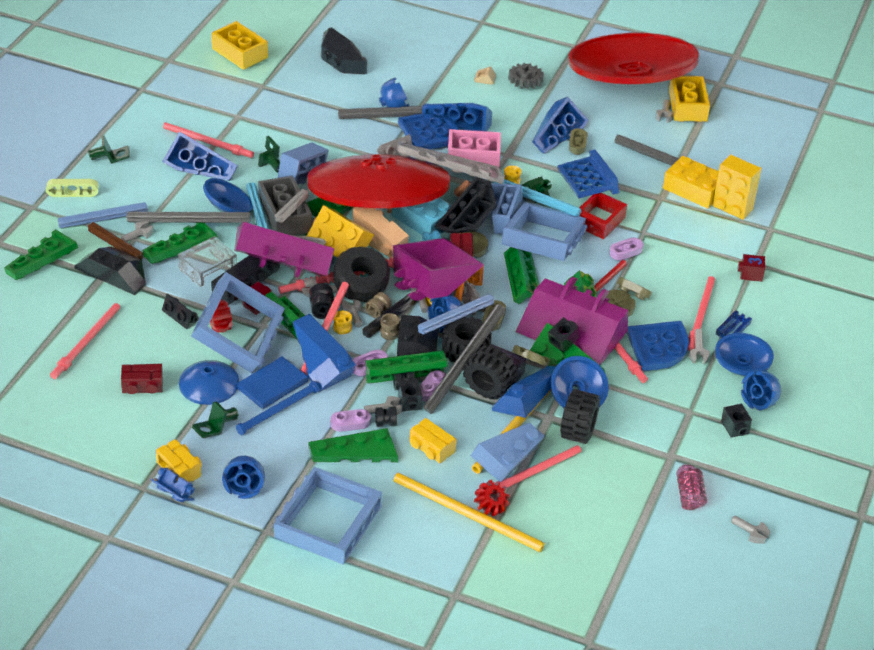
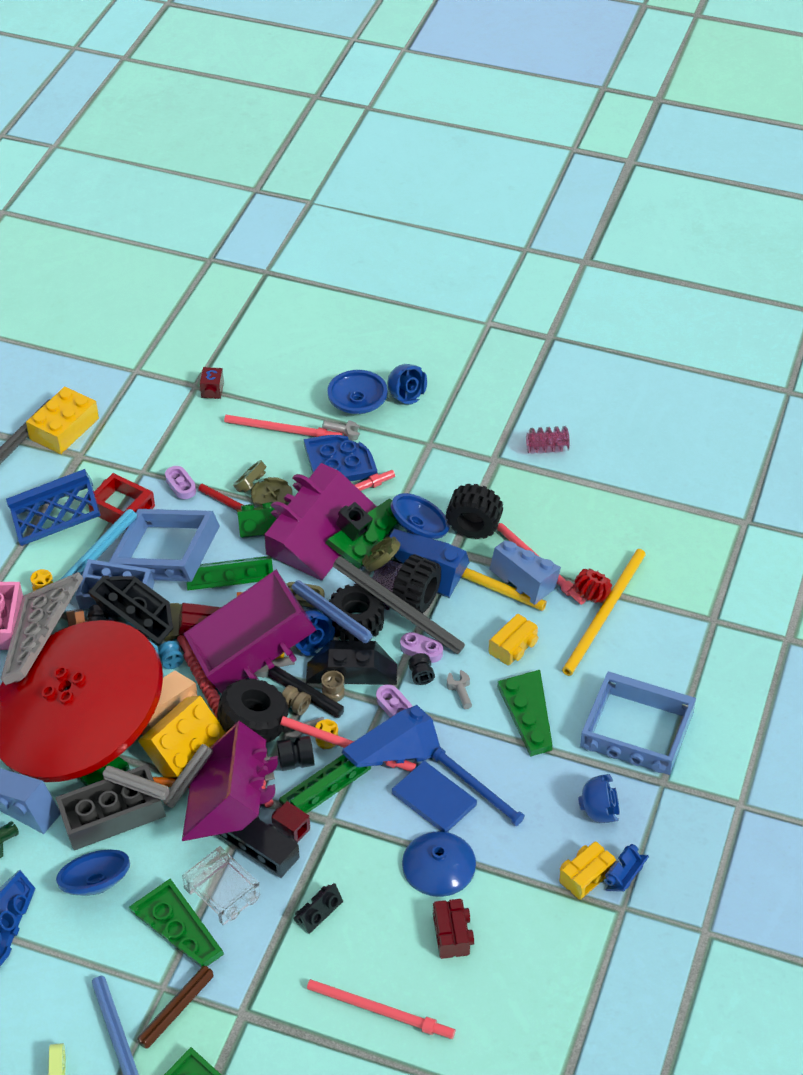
camera: 90 degrees left, 5 degrees up
(114, 268) = (233, 999): black wedge -> none
(142, 228) = (152, 982): light grey bar -> none
(189, 217) = (131, 920): dark grey axle -> none
(216, 420) = (513, 842): dark green bracket -> none
(222, 318) = (336, 853): red gear -> none
(222, 344) = (361, 838): medium blue window -> none
(257, 205) = (118, 840): medium azure axle -> none
(350, 420) = (484, 716): lavender plate -> none
(386, 416) = (482, 681): black wheel -> none
(410, 394) = (446, 661): black brick -> none
(422, 364) = (408, 661): green fence -> none
(539, 185) = (67, 556): dark green bracket -> none
(731, 323) = (303, 403): clear blue tile -> none
(736, 186) = (94, 373): yellow brick -> none
(736, 420) = (447, 406): black brick -> none
(755, 531) = (584, 405): light grey bar -> none

